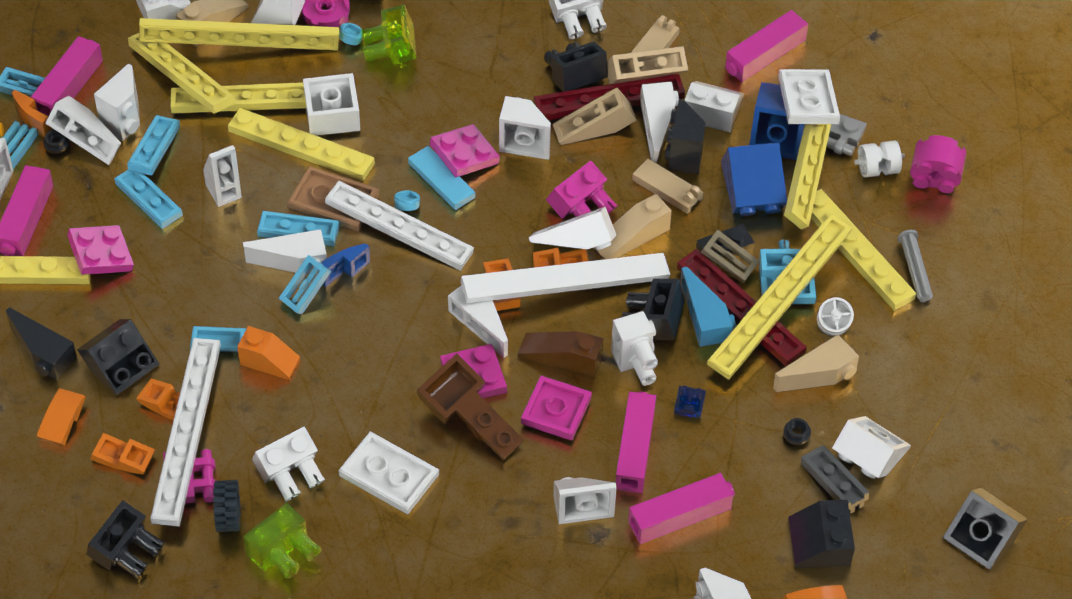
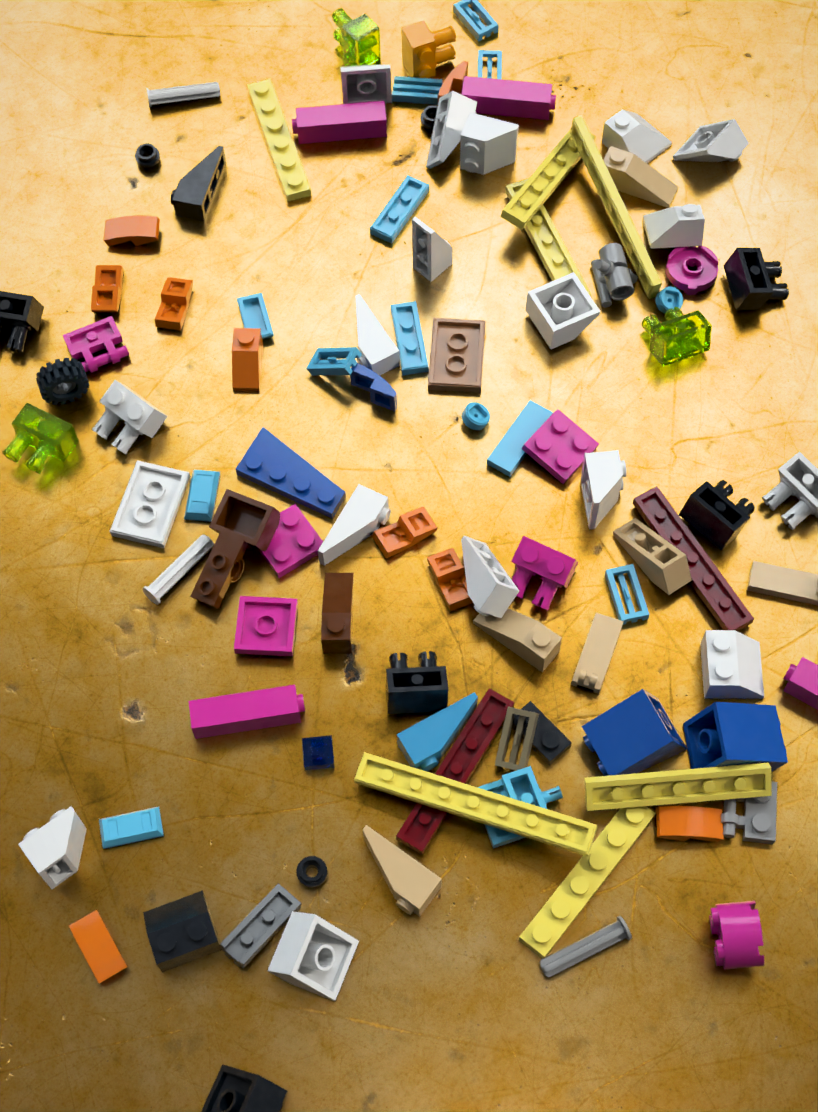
camera: 75 degrees right, 10 degrees up
(100, 249) = (318, 192): dark pink plate -> none
(118, 355) = (206, 246): black slope -> none
(153, 145) = (458, 190): medium azure tile -> none
(185, 432) = (137, 323): white tile -> none
(301, 144) = (512, 308): light yellow plate -> none
(307, 60) = (612, 274): none -> light grey pin
(396, 429) = (202, 495): none -> medium azure tile
(399, 225) = (440, 420): white tile -> none
(401, 358) = (288, 474): none -> wing
(471, 464) = (178, 569): none -> white axle
(564, 277) = (424, 586): white tile -> none
(583, 499) = (157, 674): white slope -> none
(622, 154) = (632, 616): none -> medium azure tile
(634, 346) = (357, 675): white brick -> none
(646, 64) = (744, 580): tan slope -> none
(657, 104) = (681, 611): white slope -> none
(681, 508) = (176, 778): dark pink brick -> none
(685, 139) = (653, 646): black slope -> none
(712, 552) = (131, 827): none -> medium azure tile
(808, 96) = (755, 756): white tile -> none
(835, 170) = (689, 822): none -> orange slope
(835, 316) = (466, 870): white wheel -> none
(881, 158) = (720, 863): white wheel -> none

